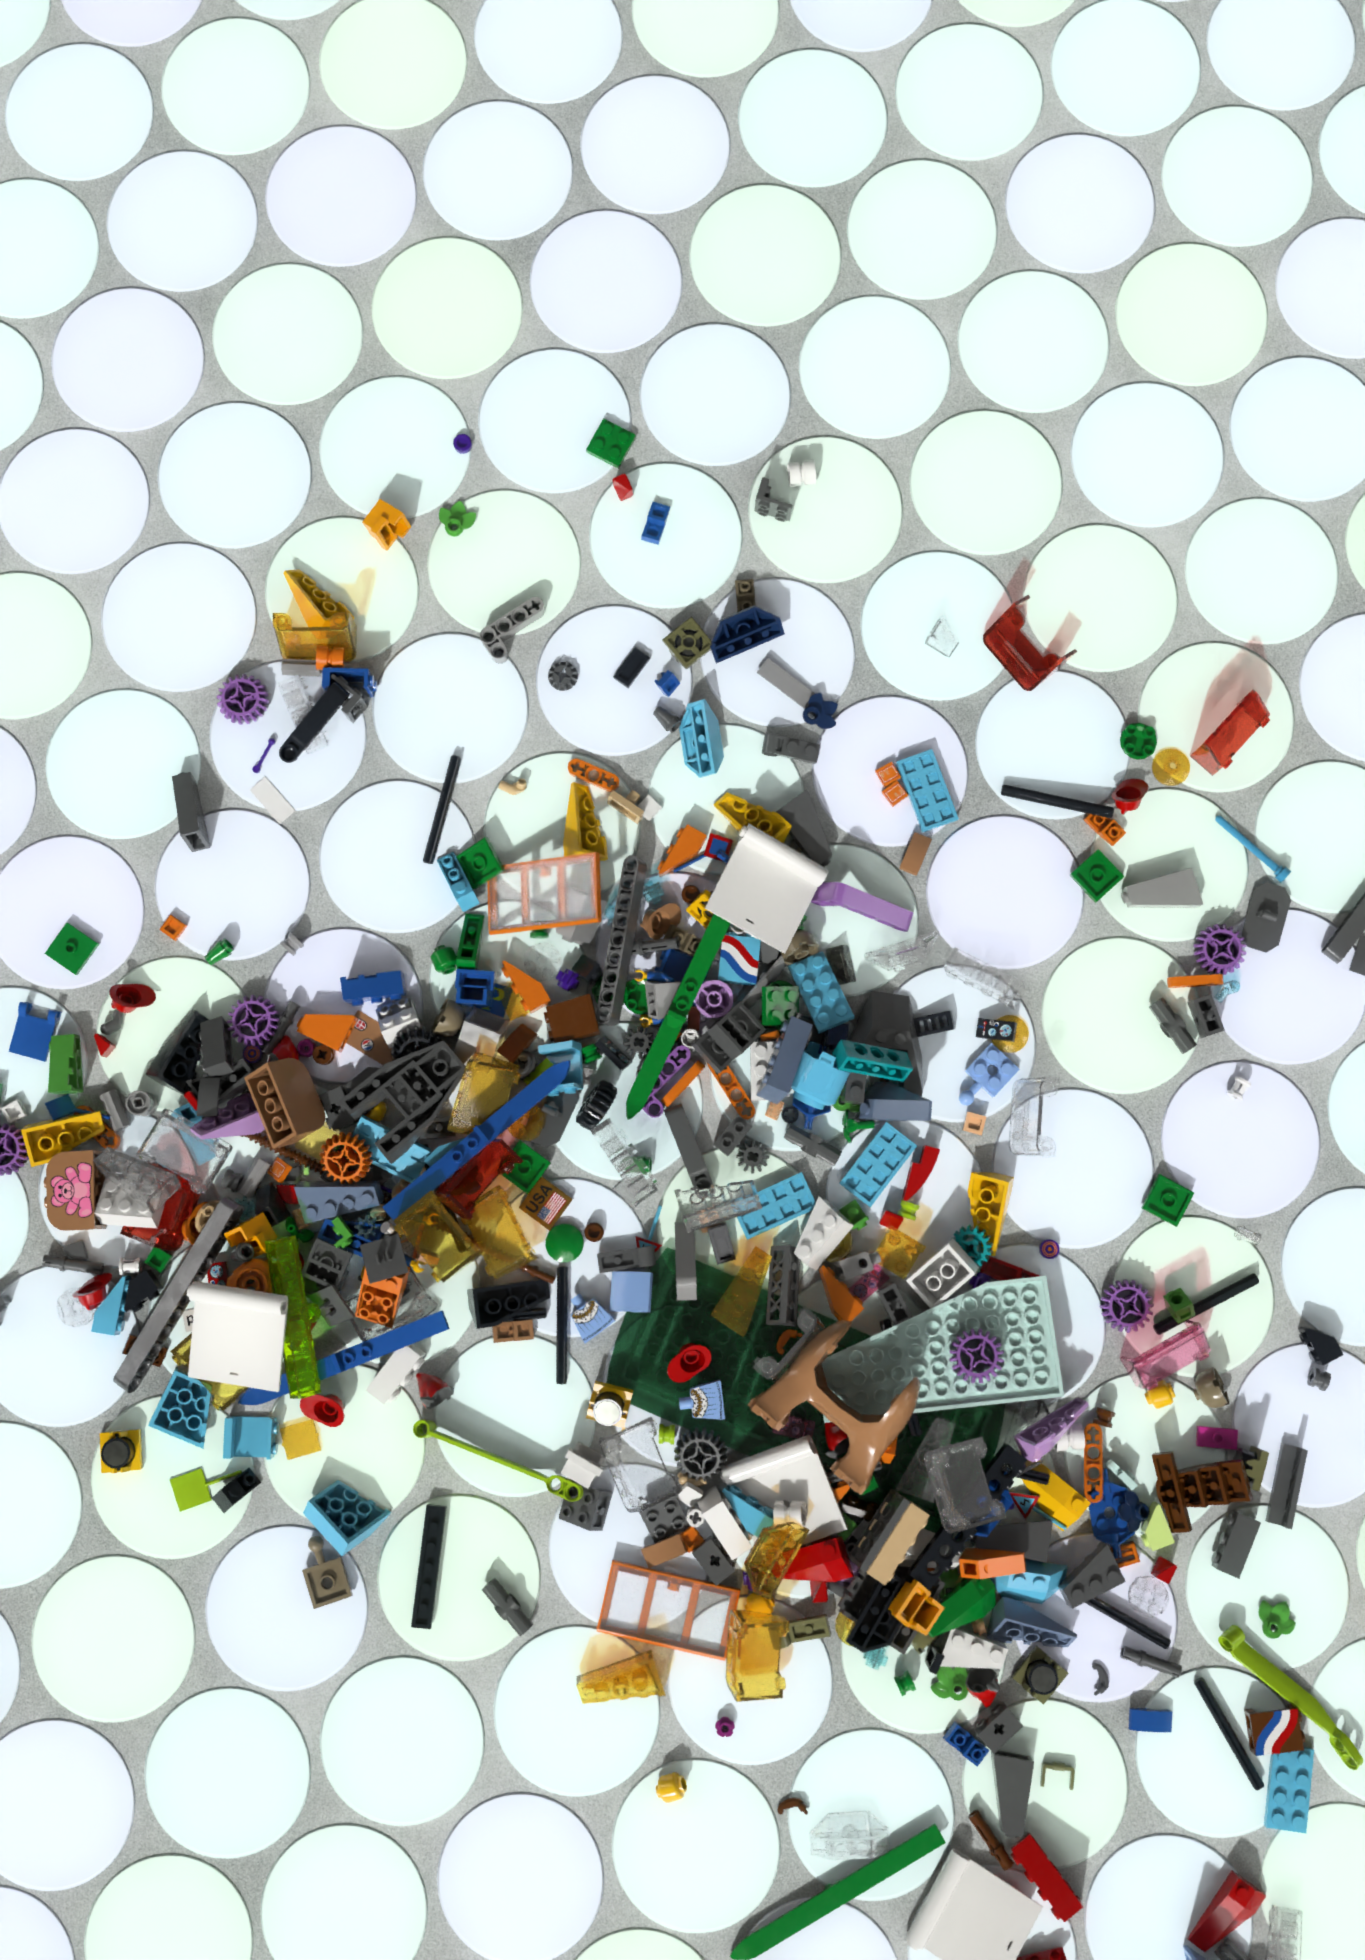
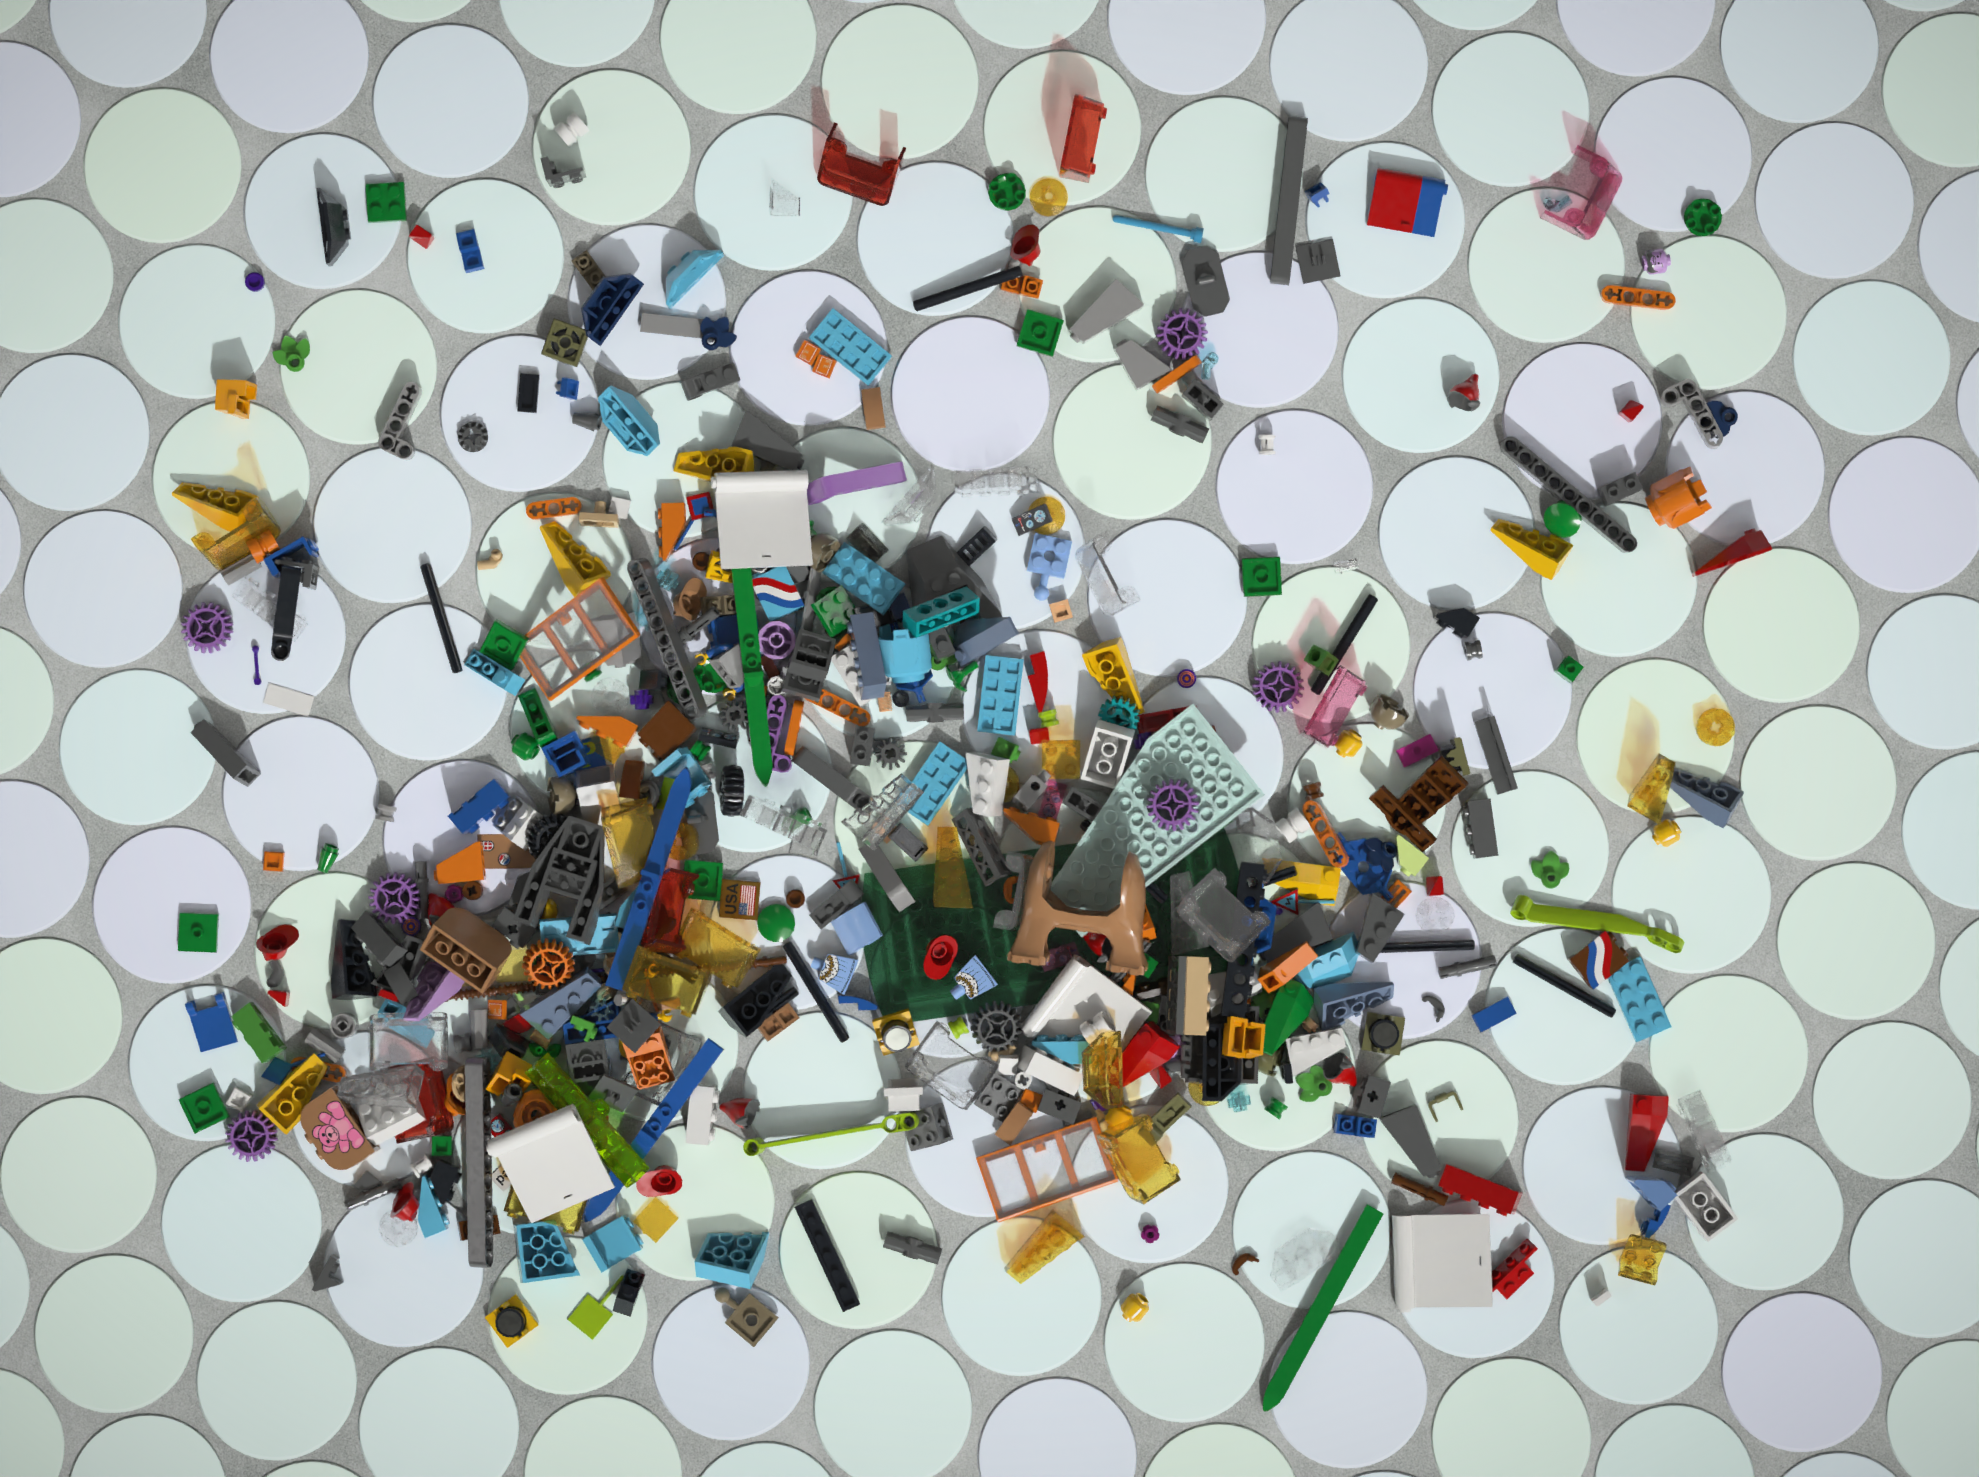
camera: 30 degrees left, 5 degrees up
(555, 436) = (333, 226): none -> black wedge
(596, 1362) = (863, 1004): none -> blue slope
(828, 648) = (688, 273): none -> medium azure wedge
(1045, 1433) = (1269, 833): lavender wedge -> none
(1125, 1477) = (1359, 829): light aqua plate -> none
(1168, 953) = (1139, 364): none -> light grey slope

